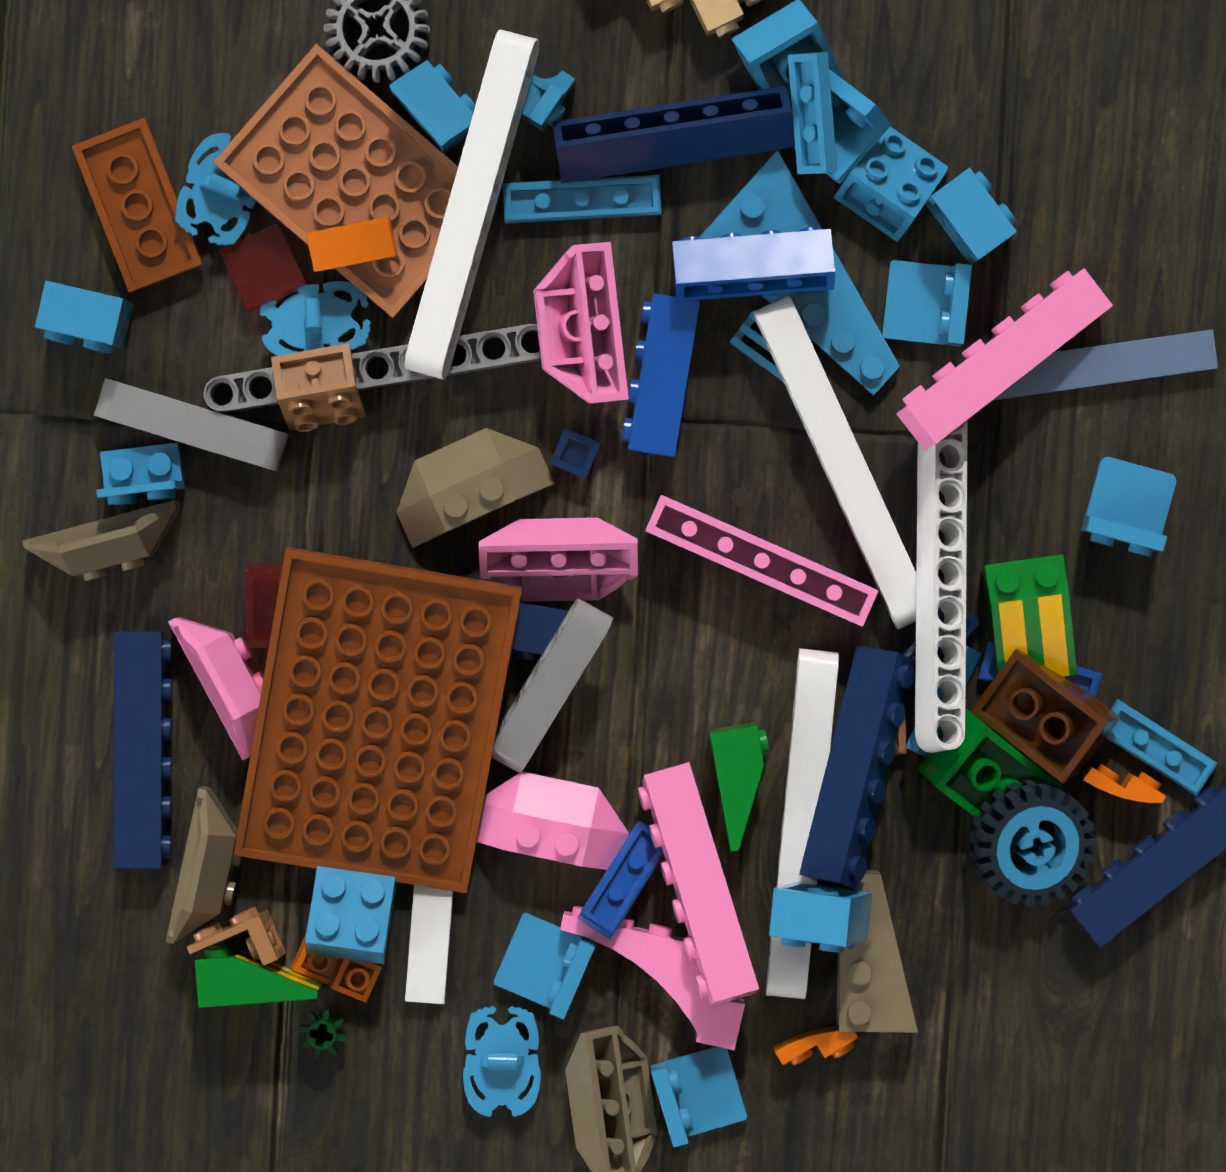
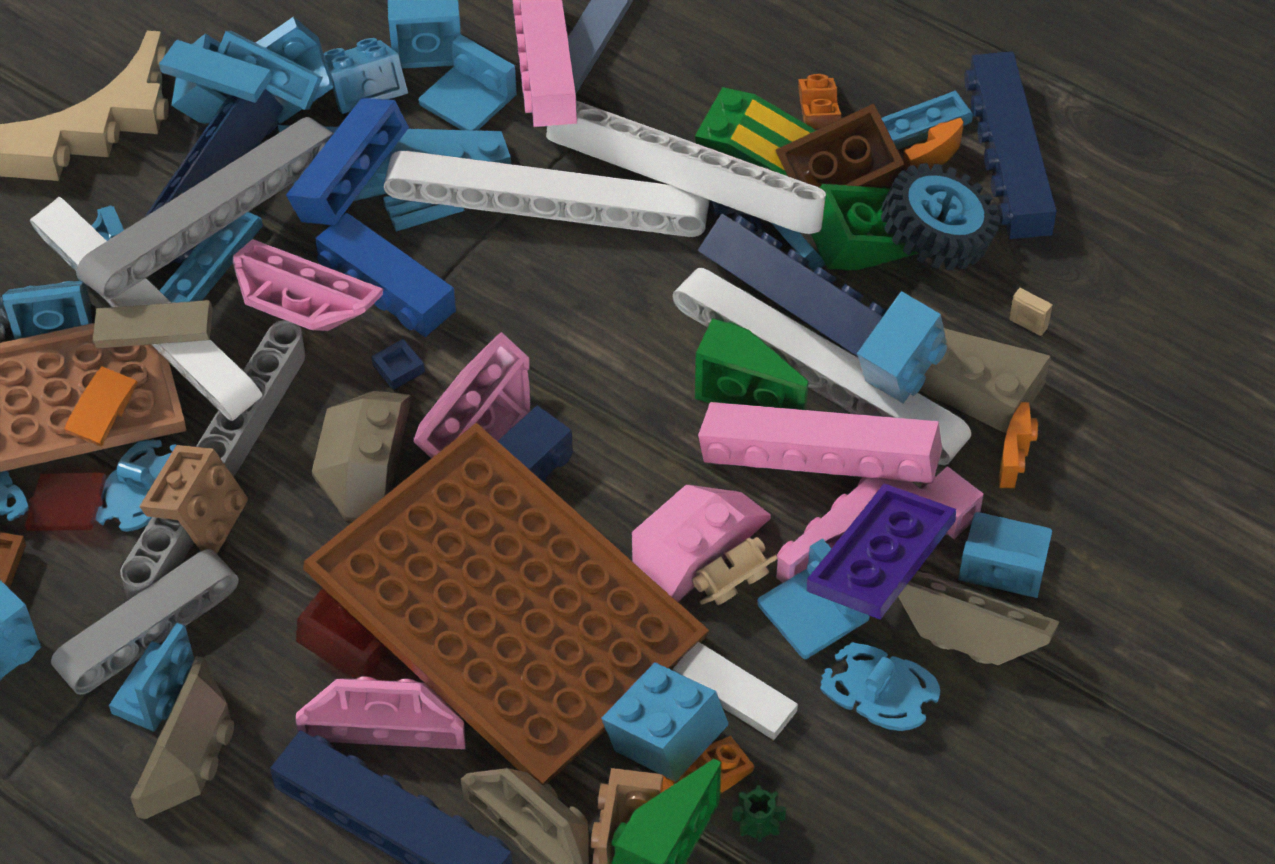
camera: 55 degrees left, 35 degrees down
(443, 241) = (152, 324): none -> dark tan tile
(517, 877) = (720, 581): none -> tan hinge
(550, 684) = (571, 454): light grey beam -> none
(603, 1009) = (881, 551): none -> dark purple plate
(608, 189) = (202, 210): none -> light grey beam
(621, 882) = (779, 504): blue tile -> none
(761, 560) = (582, 277): bright pink brick -> none
(771, 72) = (215, 71): none -> dark azure tile
(976, 978) = (1030, 311): none -> tan tile
(1122, 642) = (818, 100): none -> orange slope
(1129, 506) = (718, 50): dark azure bracket -> none

